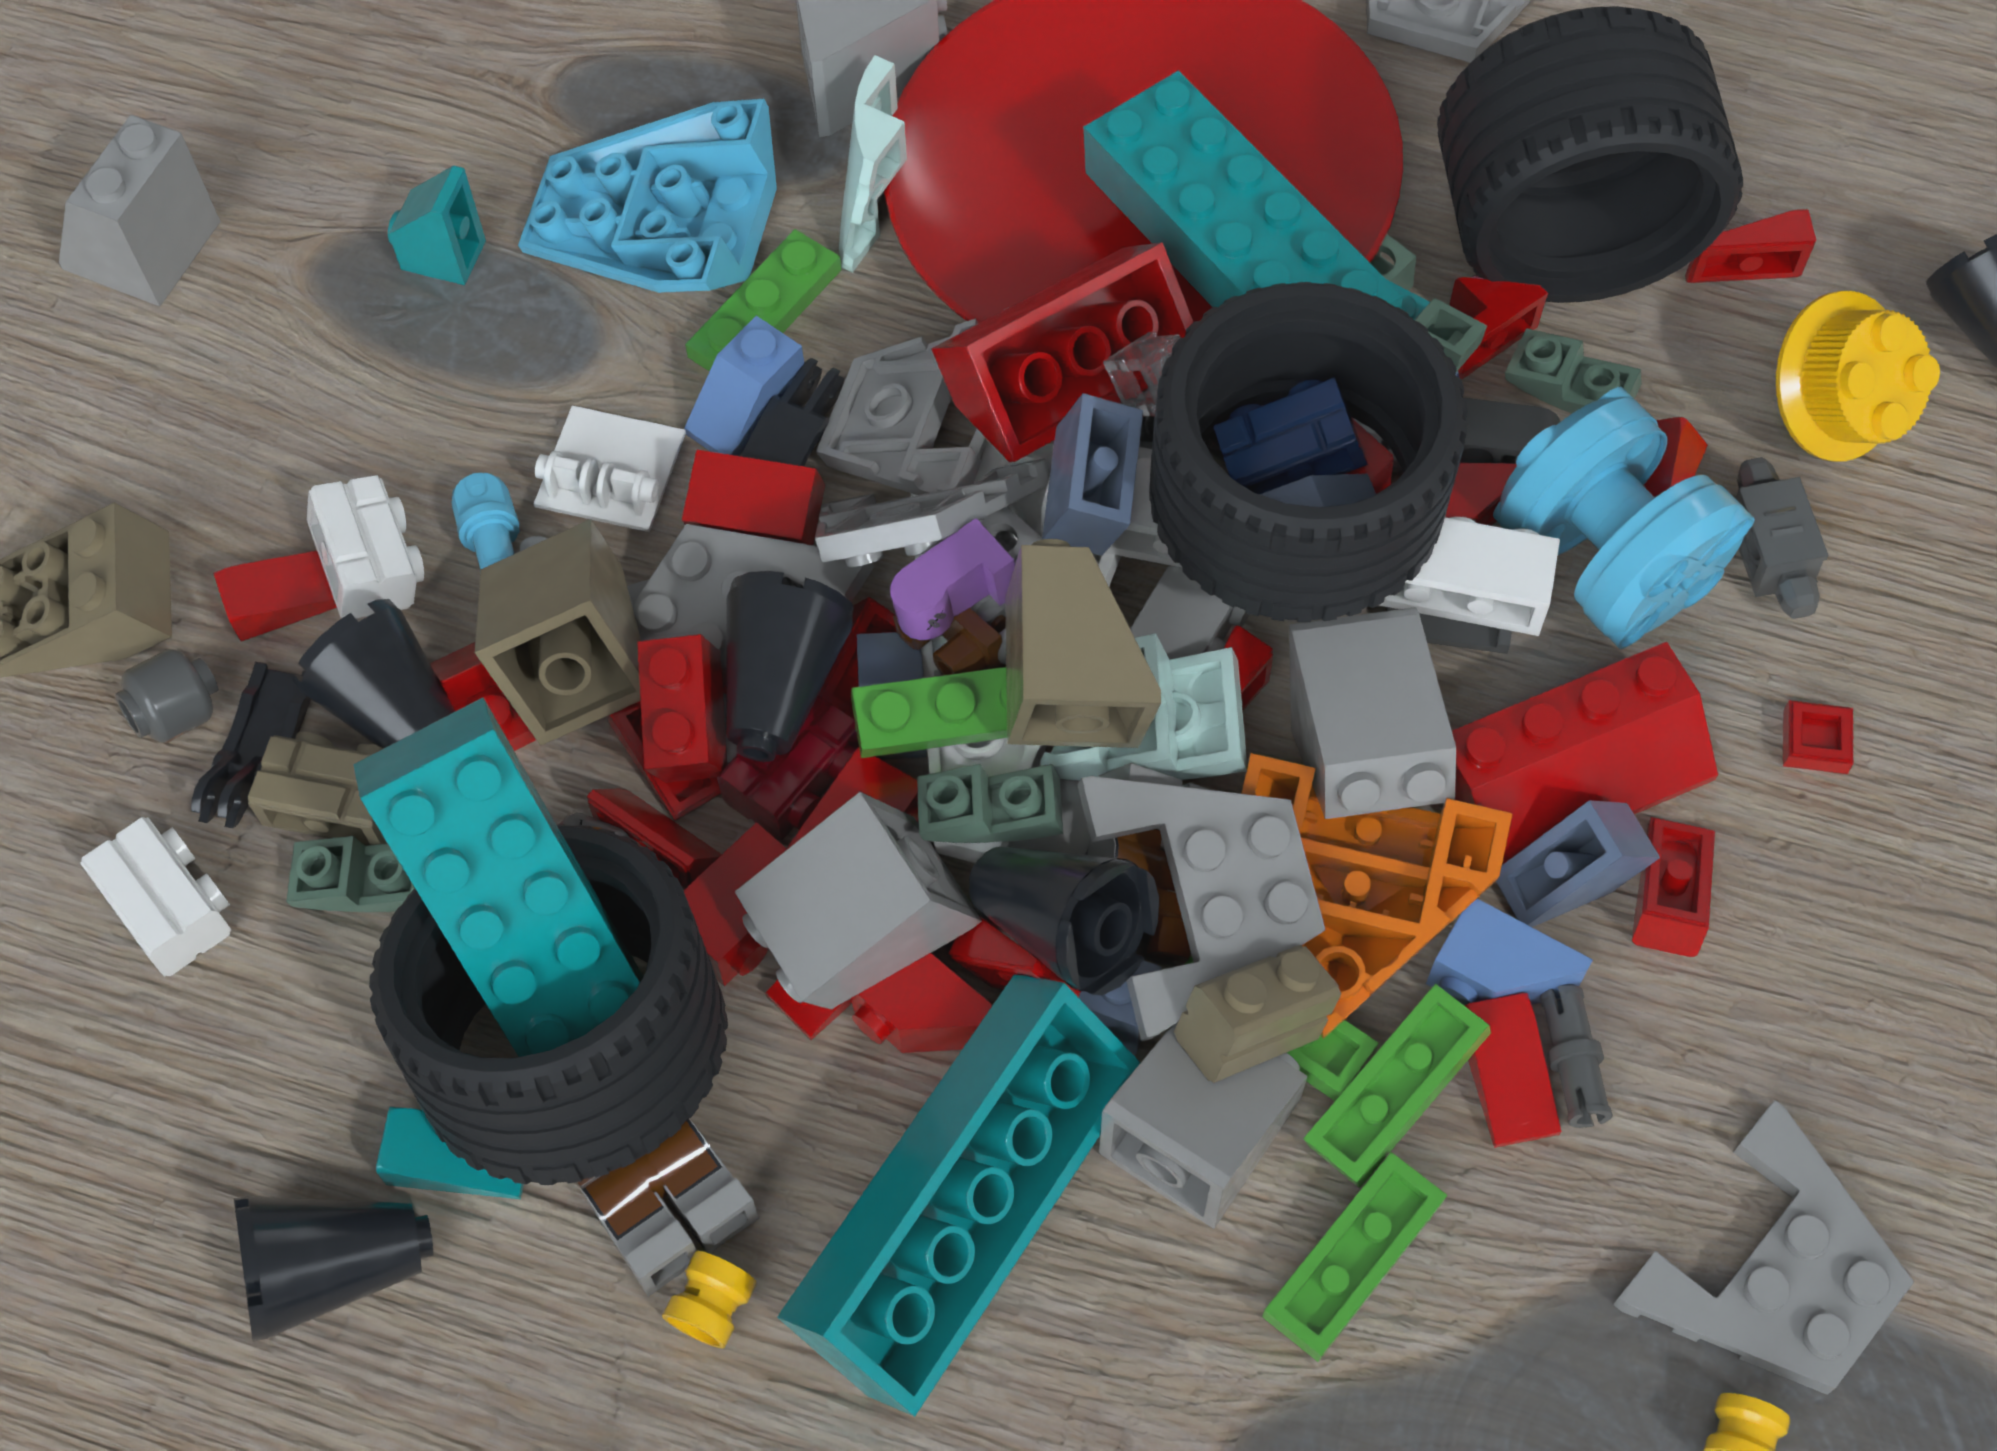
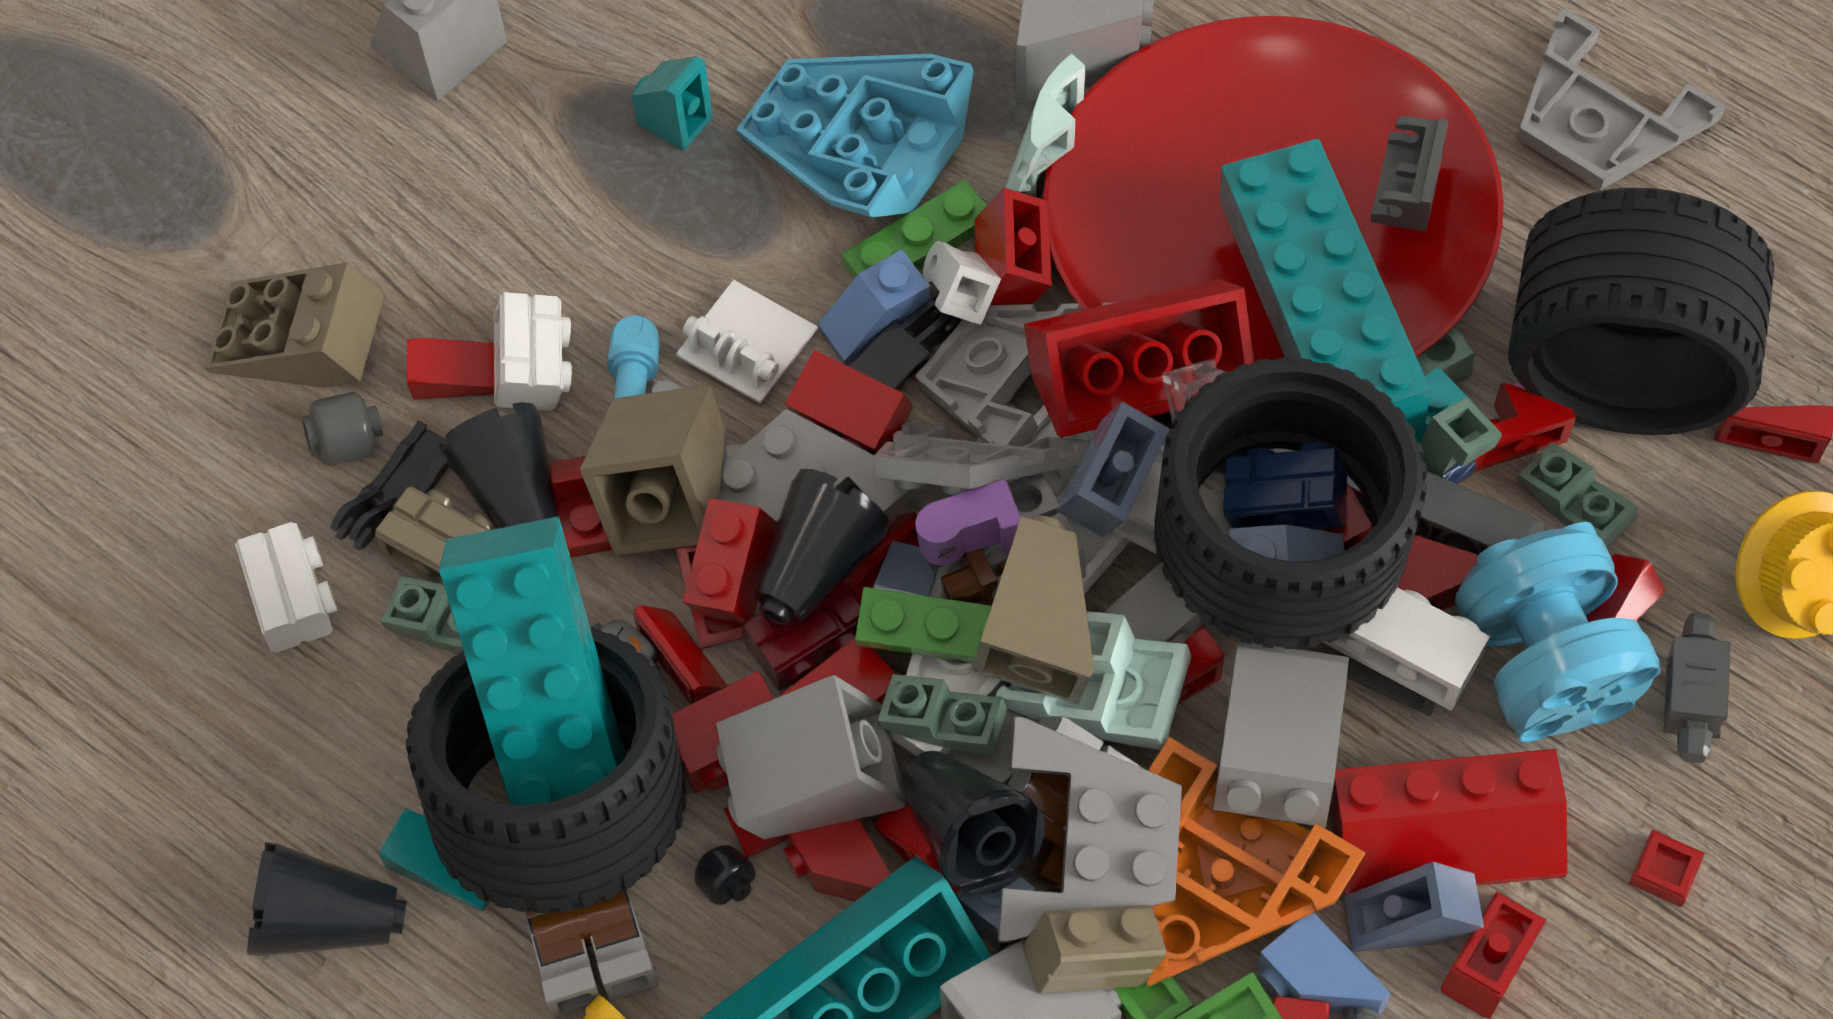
camera: 20 degrees right, 0 degrees up
(792, 1067) = (724, 875): none -> black piece
(836, 331) = (963, 281): none -> white leg
(877, 285) = (1016, 244): none -> red brick
(1283, 86) = (1410, 173): none -> dark grey hinge

